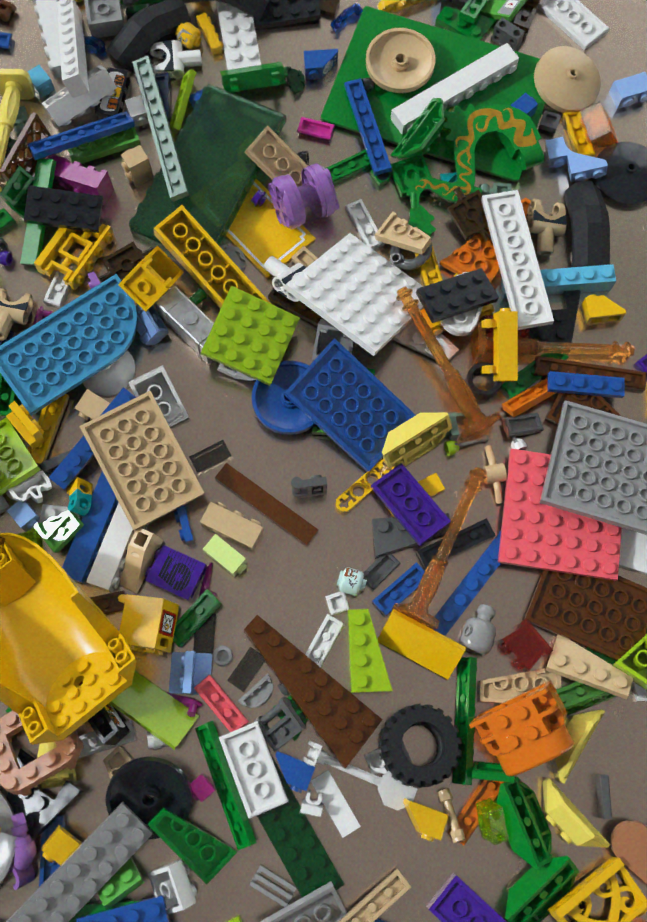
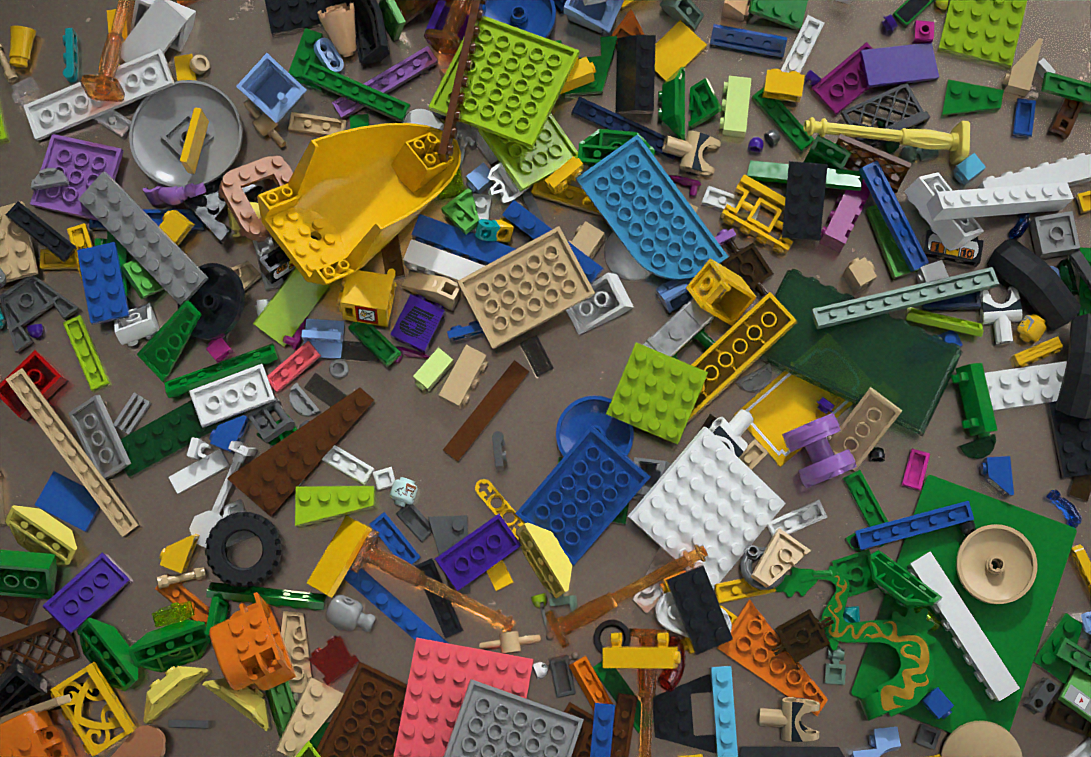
camera: 95 degrees right, 5 degrees up
(517, 259) = (742, 677): white plate -> none

